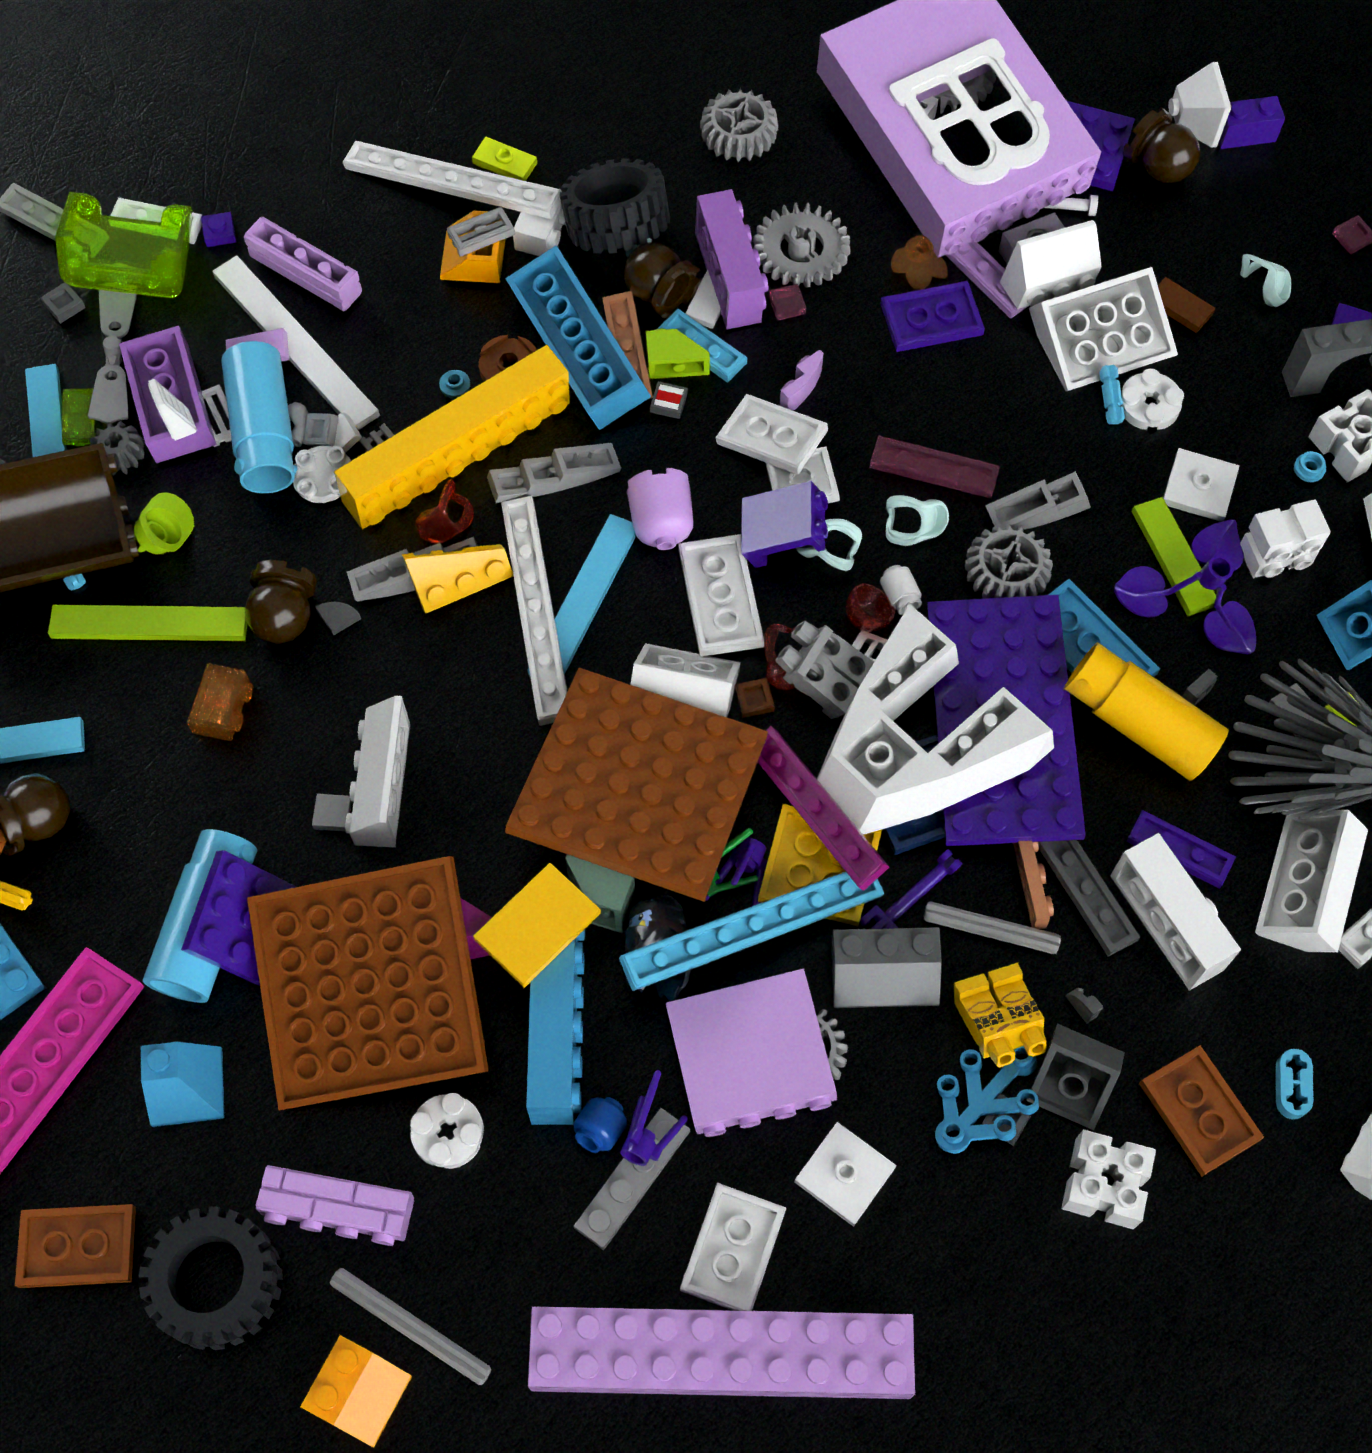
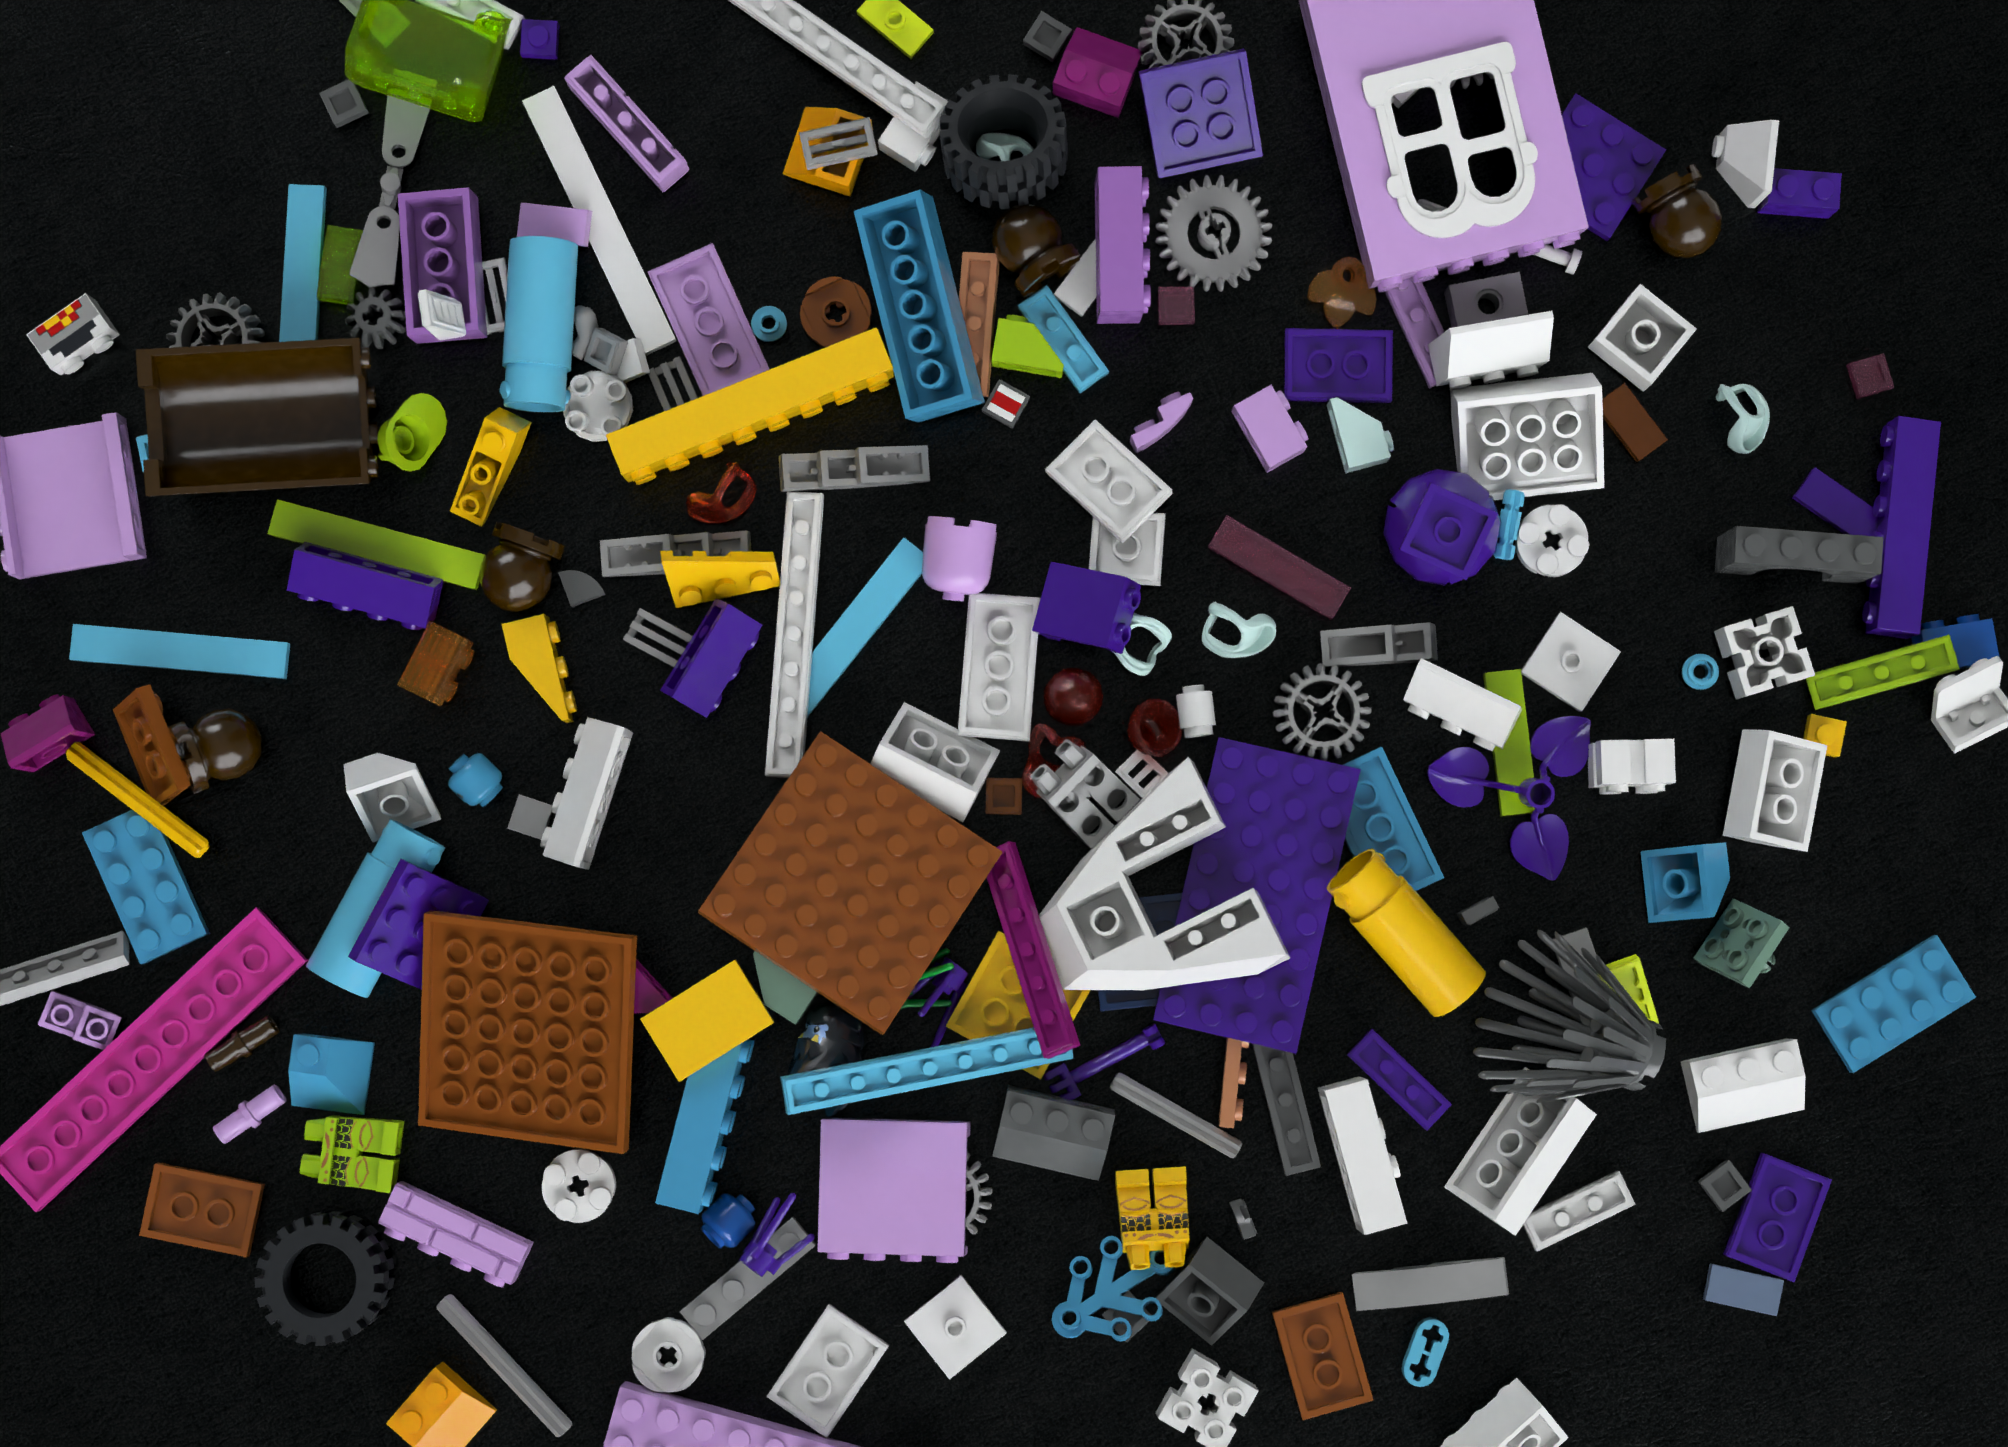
camera: 15 degrees right, 20 degrees up
(91, 1076) = (242, 1043): none -> dark brown pin
(109, 1141) = (249, 1114): none -> lavender pin
(142, 651) = (364, 585): none -> dark purple brick
(195, 808) = (387, 790): none -> white slope
(220, 1150) = (343, 1148): none -> lime hips
(237, 537) = (490, 464): none -> yellow slope
(273, 788) = (475, 779): none -> dark azure head
(309, 679) = (535, 655): none -> yellow slope
(396, 385) = (708, 320): none -> lavender tile
(425, 631) = (637, 627): none -> light grey tile
(467, 640) = (712, 658): none -> dark purple brick
(566, 1251) = (647, 1356): none -> white plate
(628, 143) = (1047, 36): none -> dark grey plate
(678, 159) = (1096, 72): none -> magenta slope
(766, 160) = (1201, 113): none -> dark purple plate
(791, 603) = (1073, 696): none -> clear red piece
(892, 367) = (1270, 427): none -> lavender brick
(966, 357) = (1358, 436): none -> light aqua slope
(1060, 400) = (1442, 527): none -> dark purple plate
(1126, 522) = (1461, 705): none -> white slope
(1167, 238) = (1642, 337): none -> white brick
(1276, 1017) = (1430, 1284): none -> light grey slope

